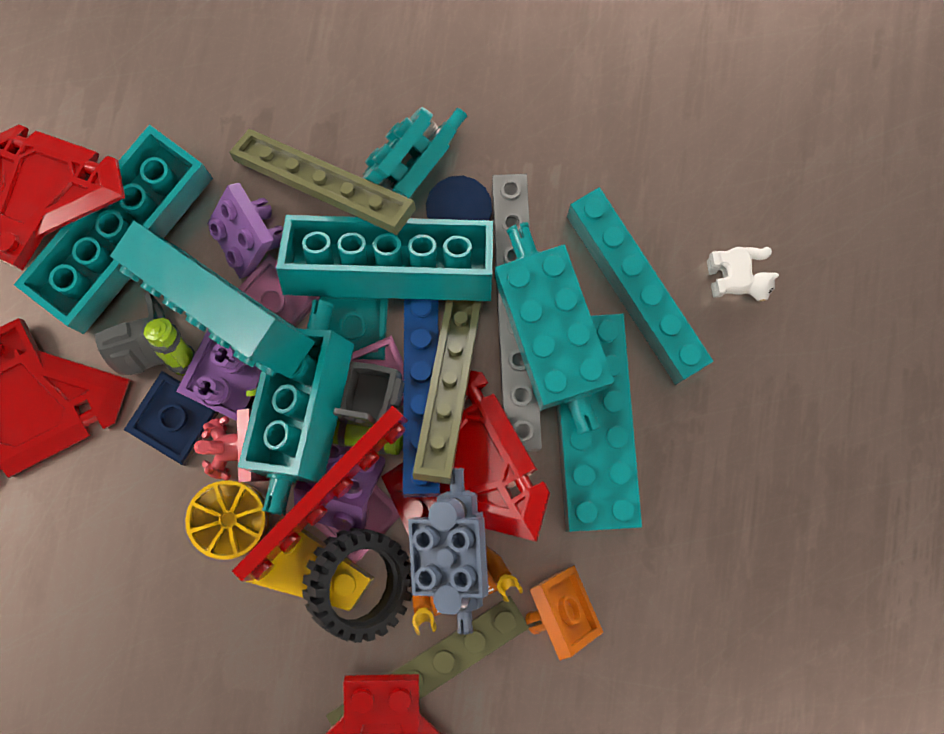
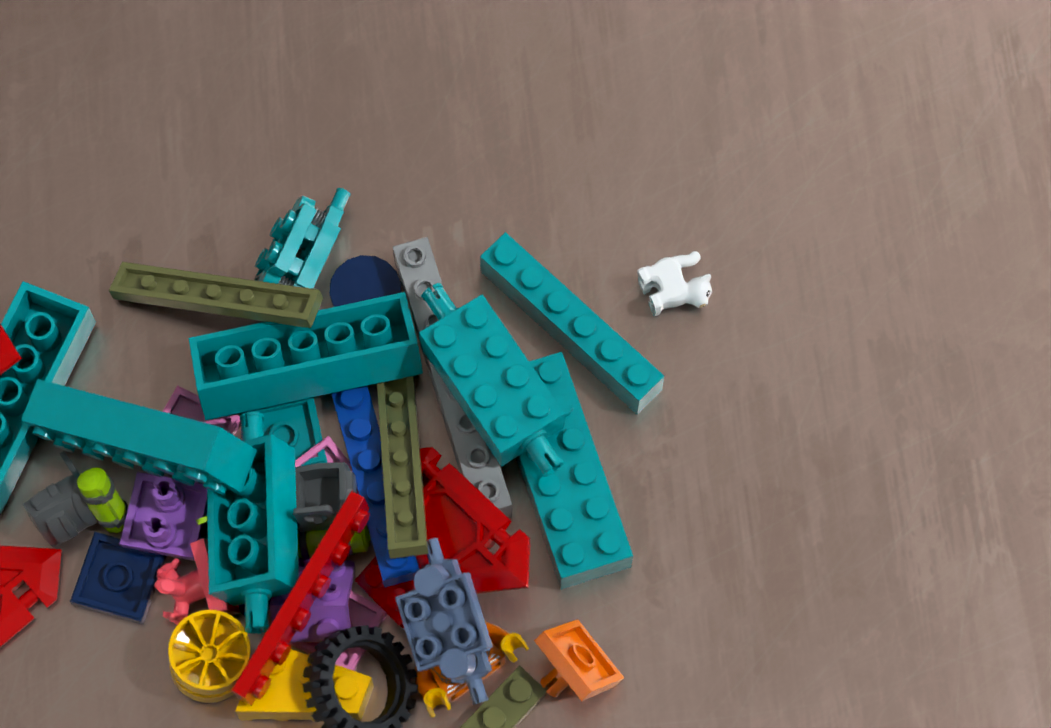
camera: 15 degrees left, 10 degrees down
(241, 231) = (145, 365): medium lavender plate -> none

